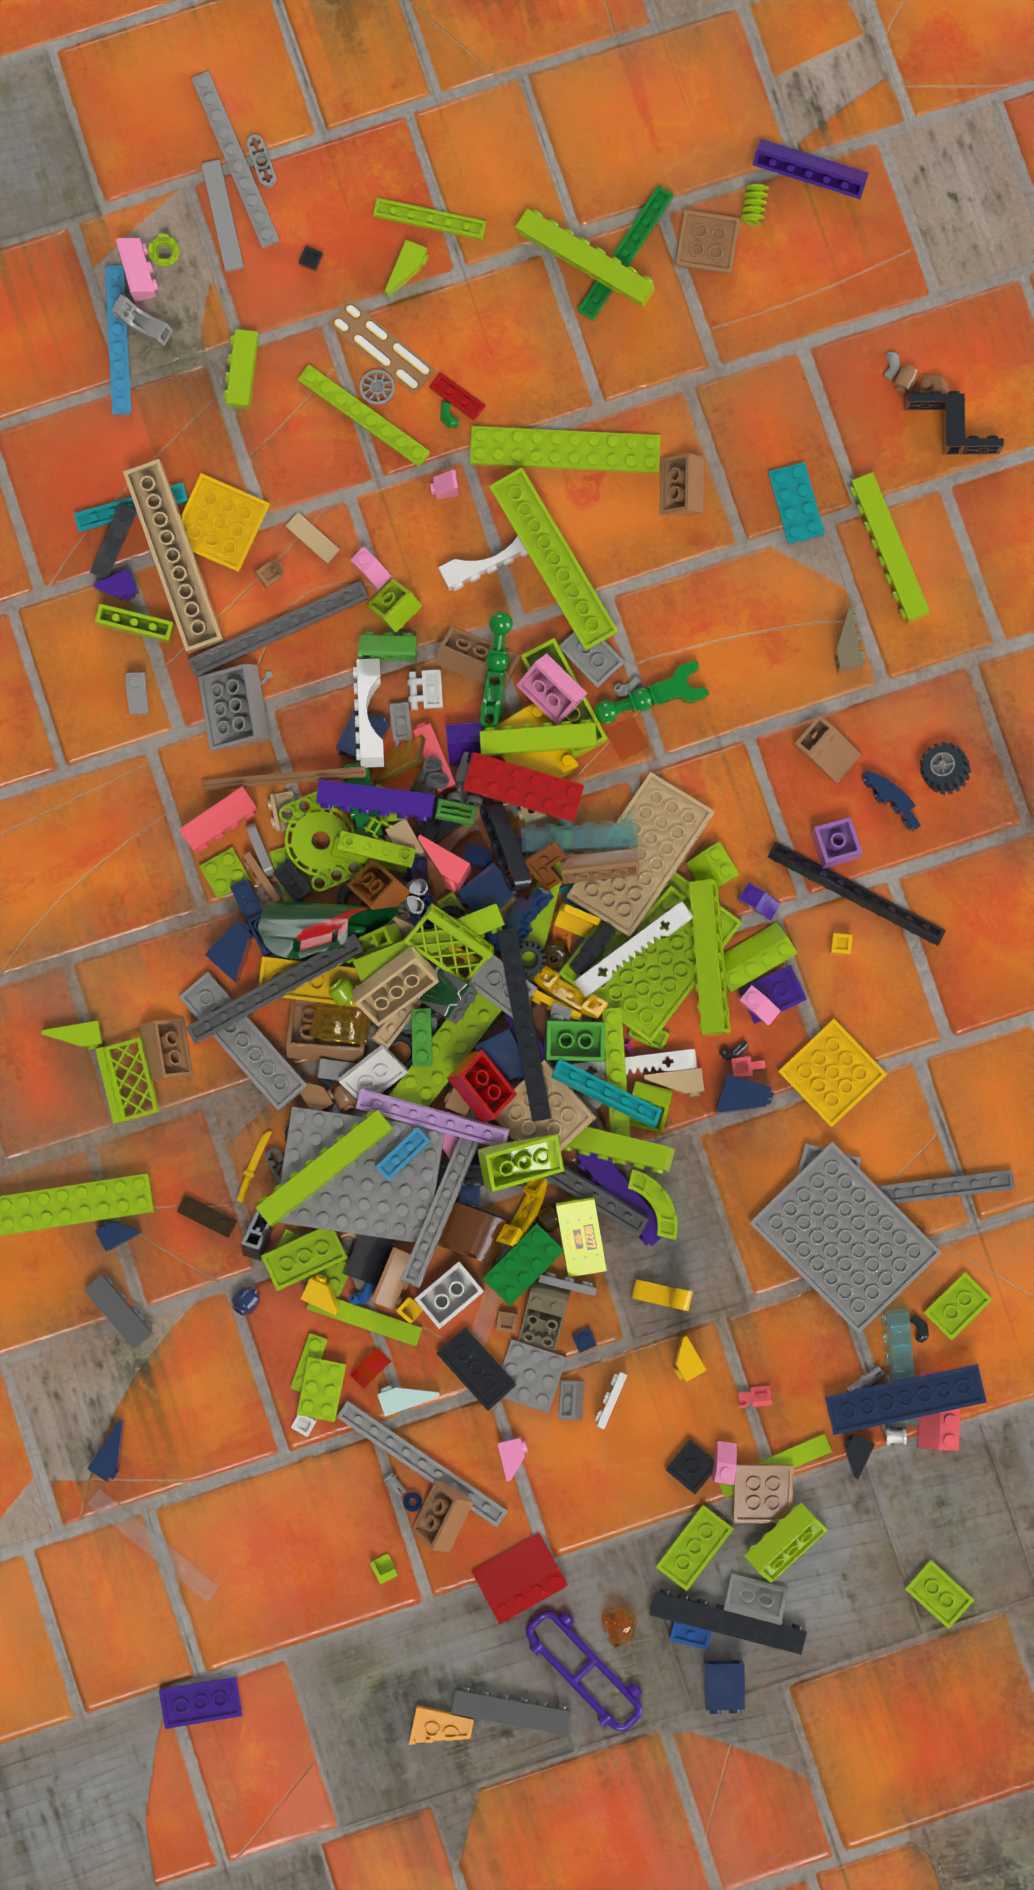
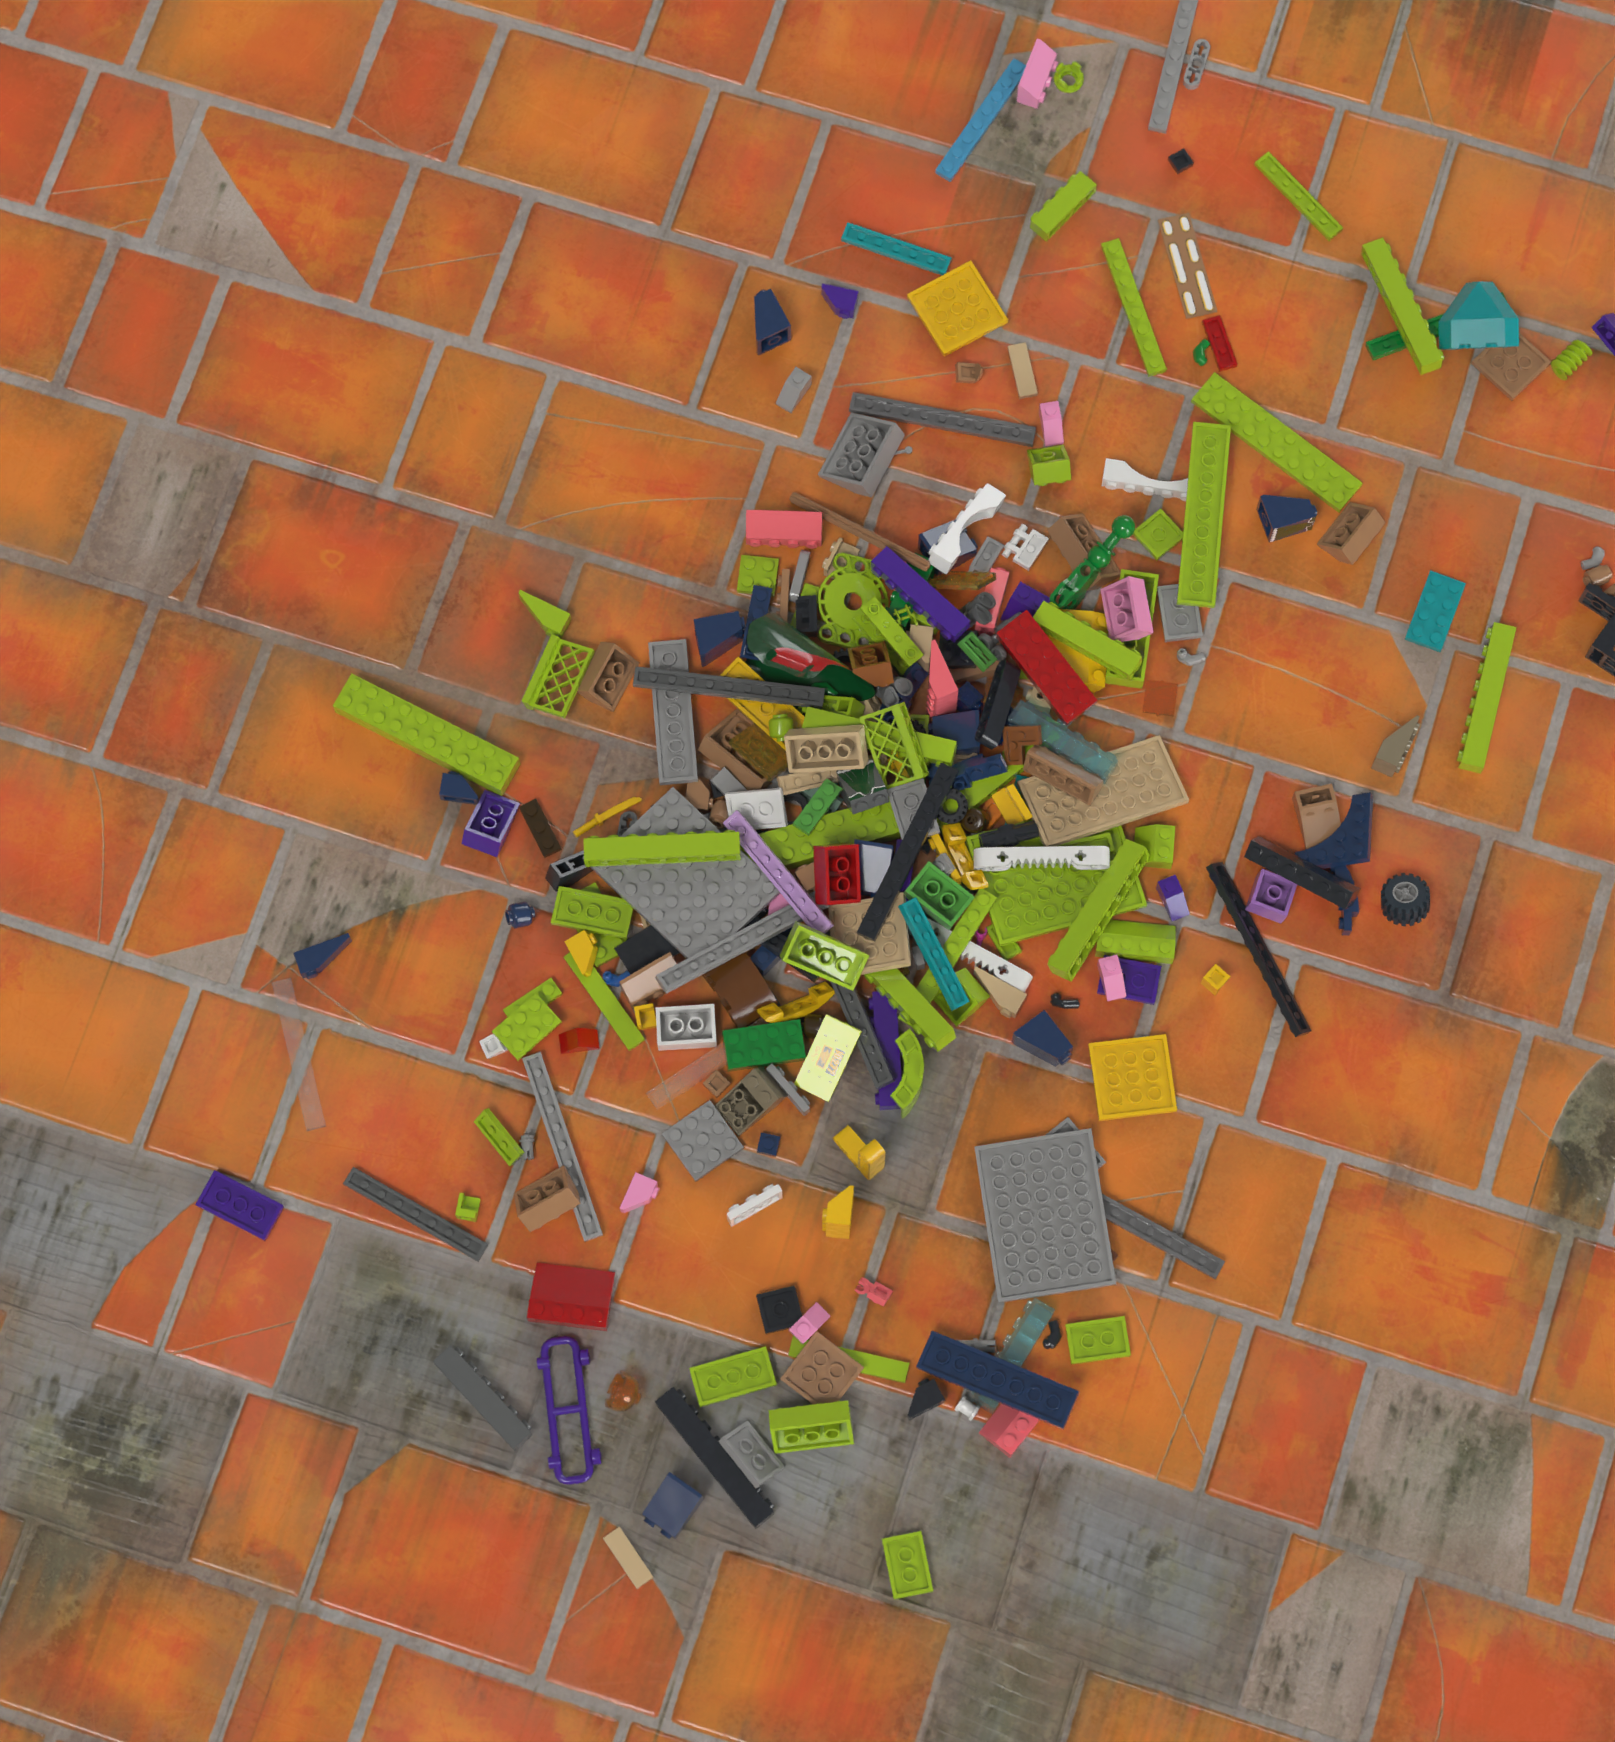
camera: 30 degrees right, 10 degrees down
(75, 649) = (770, 322): none -> dark blue slope
(113, 541) = (863, 263): black plate -> none
(118, 1311) = (413, 850): dark grey brick -> none
(135, 623) = (832, 336): lime brick -> none
(140, 321) = (1009, 115): light grey arch -> none
(164, 1242) = (490, 823): none -> dark purple slope
(173, 556) = (901, 305): tan brick -> none
(222, 215) = (1135, 83): light grey tile -> none
(345, 1604) = (415, 1214): none -> dark grey tile
(366, 1494) = (499, 1137): none -> lime plate
(377, 387) = (1160, 292): light grey wheel -> none
(388, 647) = (1019, 492): bright green slope -> none
(402, 1398) = (583, 1081): light aqua slope -> none
(403, 1154) = (733, 882): dark azure plate -> none
(407, 266) = (1255, 217): lime slope -> none
(418, 1501) = (531, 1165): clear blue plate -> none
(439, 1725) = (414, 1365): light orange wing -> none
(445, 485) = (1159, 401): bright pink slope -> none
(476, 1369) = (663, 1102): black tile -> none
(527, 600) = (1158, 534): none -> lime plate
(571, 1400) = (722, 1185): light grey slope -> none
(619, 511) = (1285, 516): none -> dark blue slope
(656, 694) = (1210, 678): green piece -> none
(657, 225) = (1478, 320): none -> teal panel
(690, 1635) = (675, 1445): blue plate -> none
(718, 1750) = (628, 1557): none -> tan tile
(743, 1066) = (1064, 1021): coral plate -> none
(848, 807) = (1302, 872): none -> black brick
(867, 756) = (1350, 842): none -> dark blue plate

